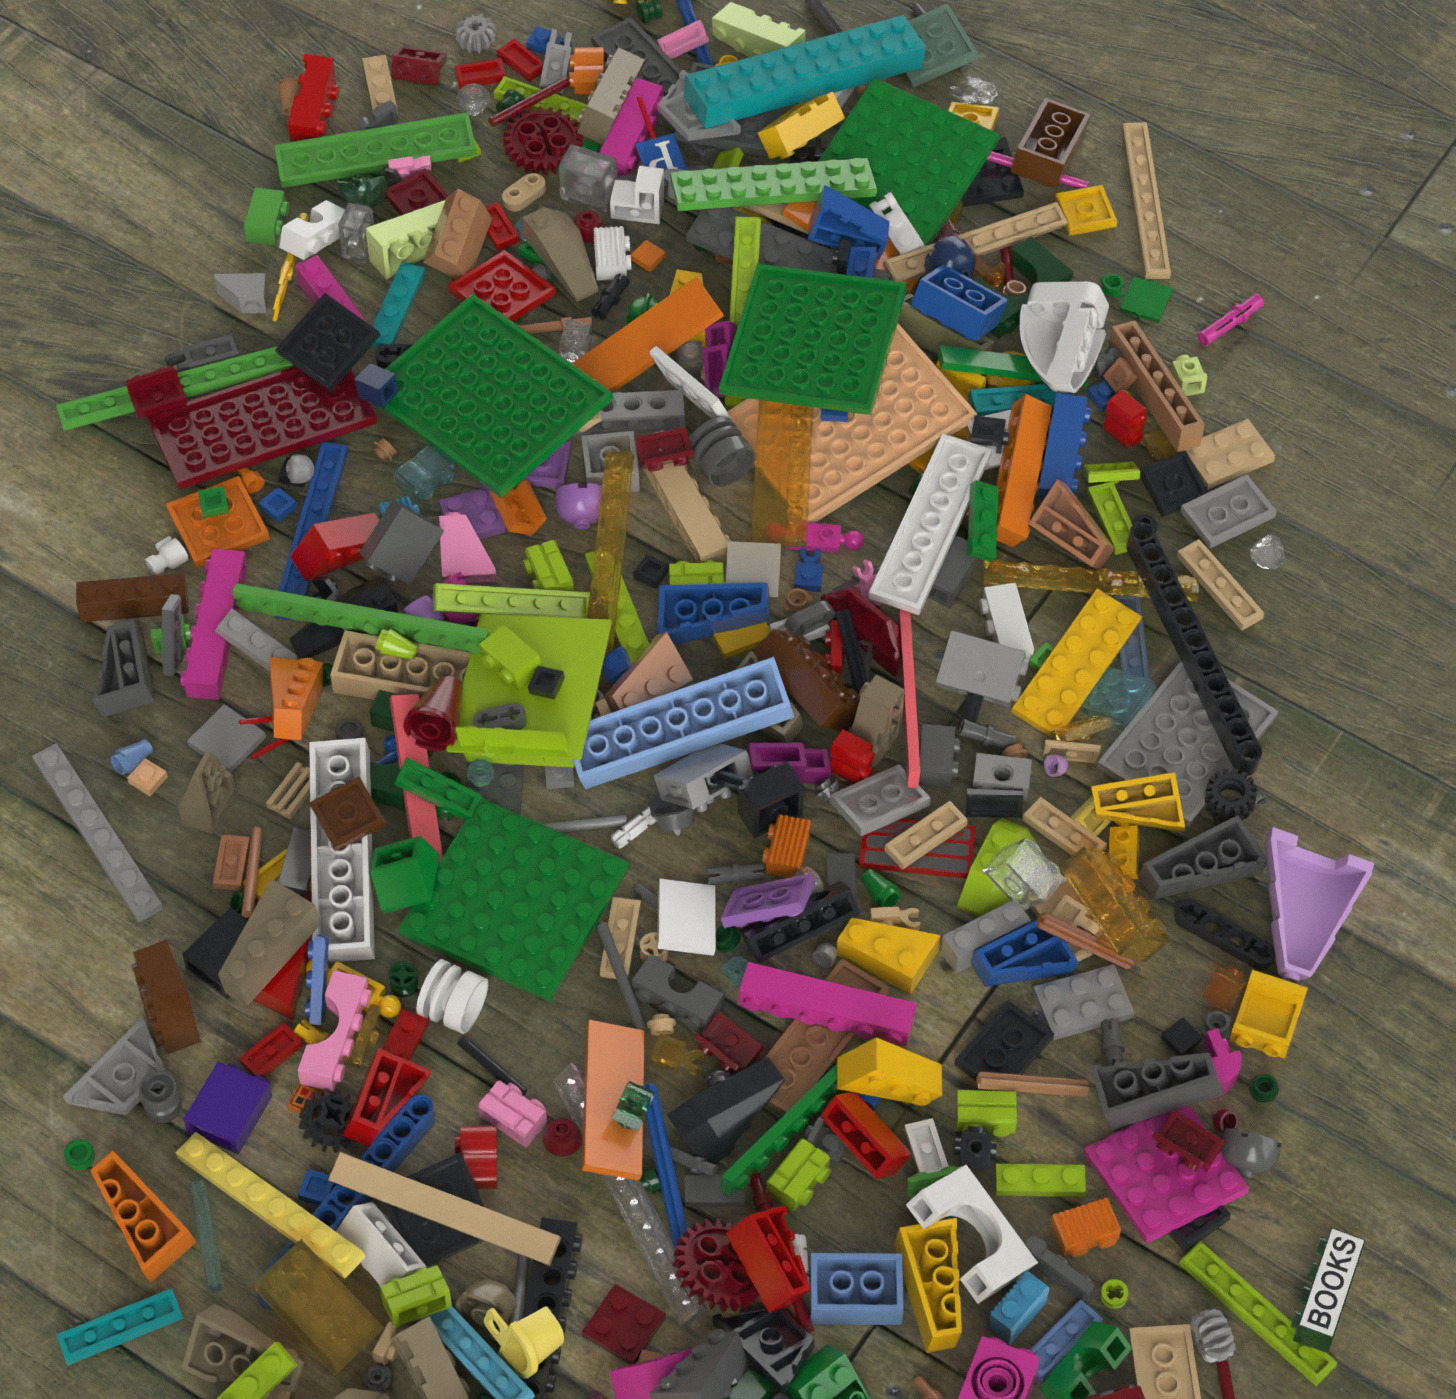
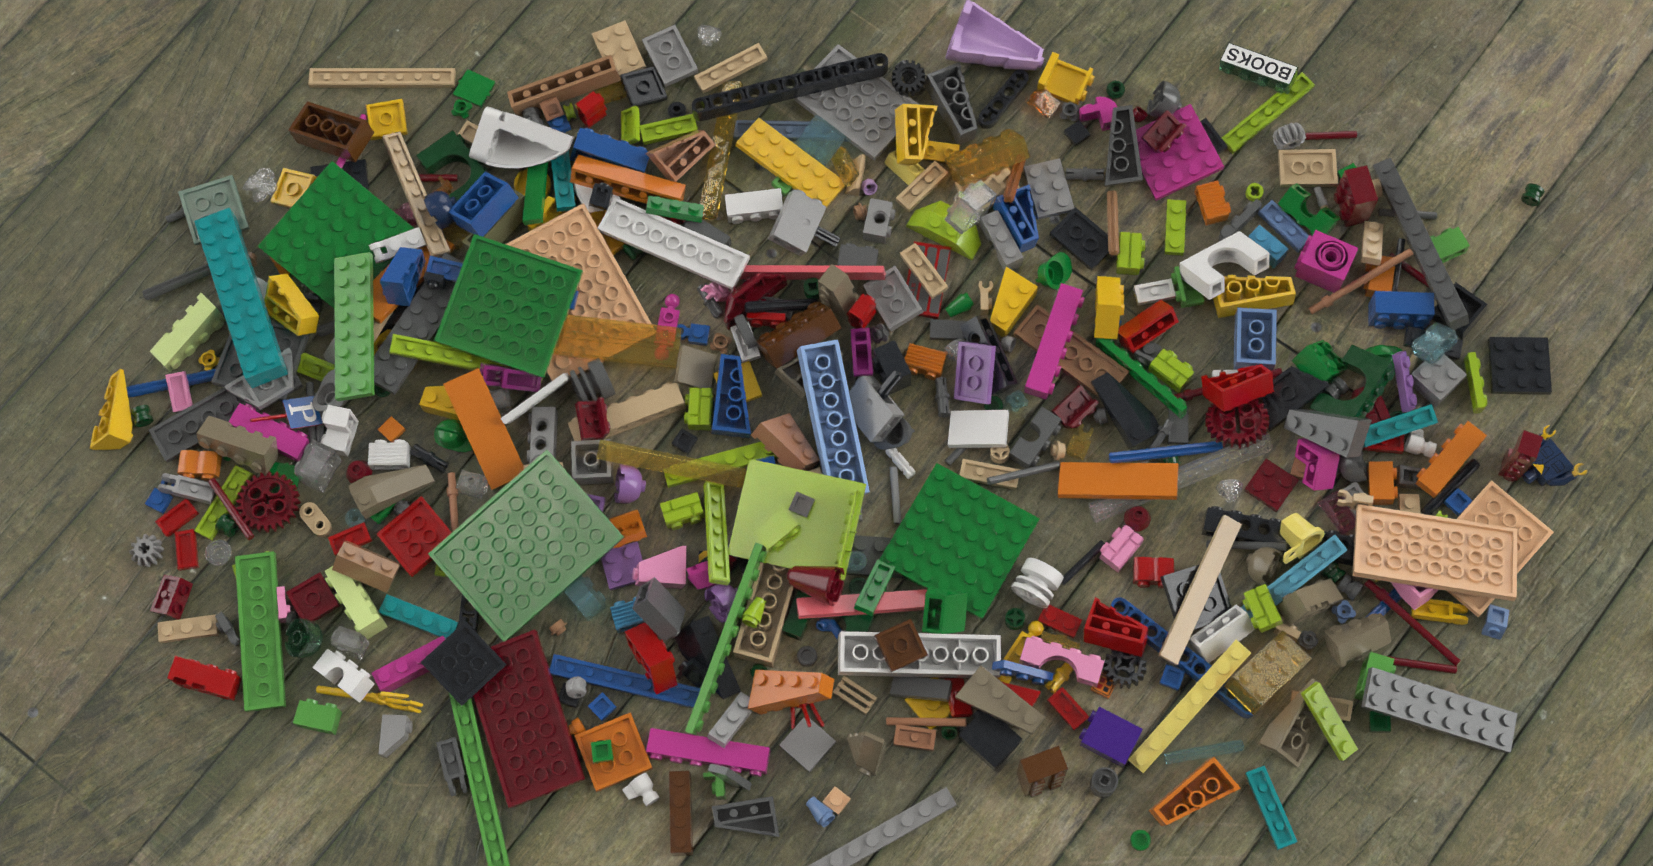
camera: 80 degrees left, 15 degrees up
(115, 1077) = (1081, 811): light grey wing -> none
(156, 391) = (495, 796): dark red bracket -> none
(287, 90) = (191, 699): medium nougat cone -> none
(376, 385) = (509, 626): dark blue brick -> none
(501, 717) = (832, 538): dark grey beam -> none
(609, 1260) = (1229, 489): none -> clear cone
(633, 1106) = (1132, 466): clear green bracket -> none
(945, 1010) = (1055, 271): none -> green piece
(986, 734) = (844, 226): dark grey pin -> none
(987, 1148) = (1158, 261): black brick -> none
(994, 803) = (898, 227): black tile -> none
(1014, 288) = (462, 172): medium nougat plate -> none
(1186, 371) = (549, 65): yellowish green brick -> none
(1251, 305) = (498, 28): dark pink pin -> none

